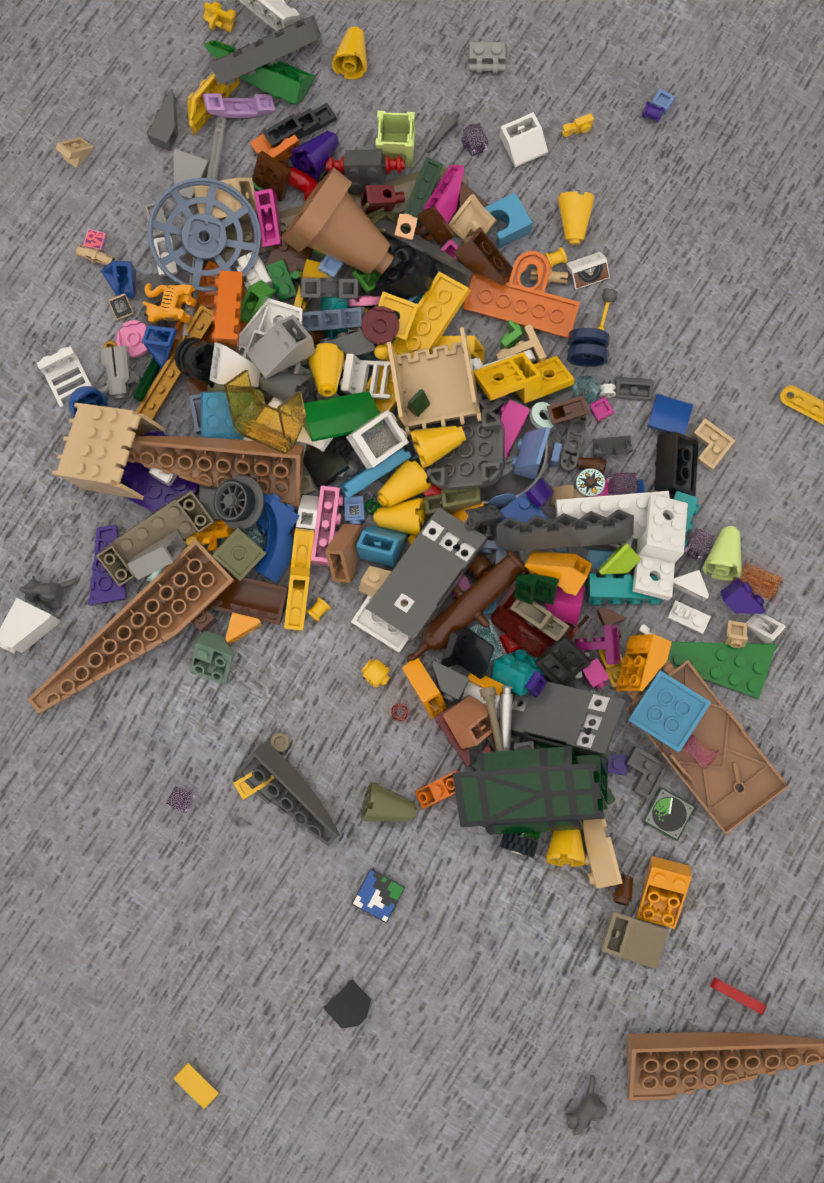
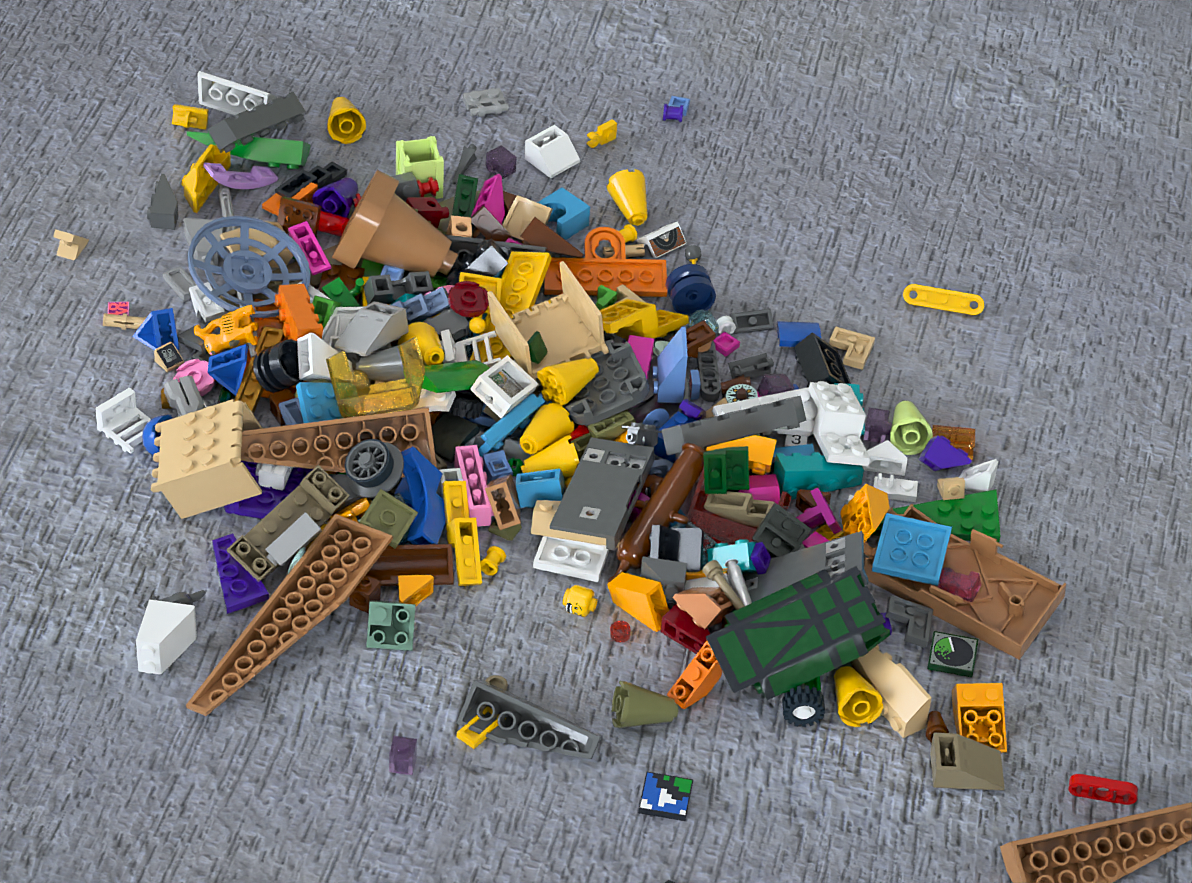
camera: 25 degrees left, 35 degrees down
(620, 561) = (804, 437): lime slope -> none

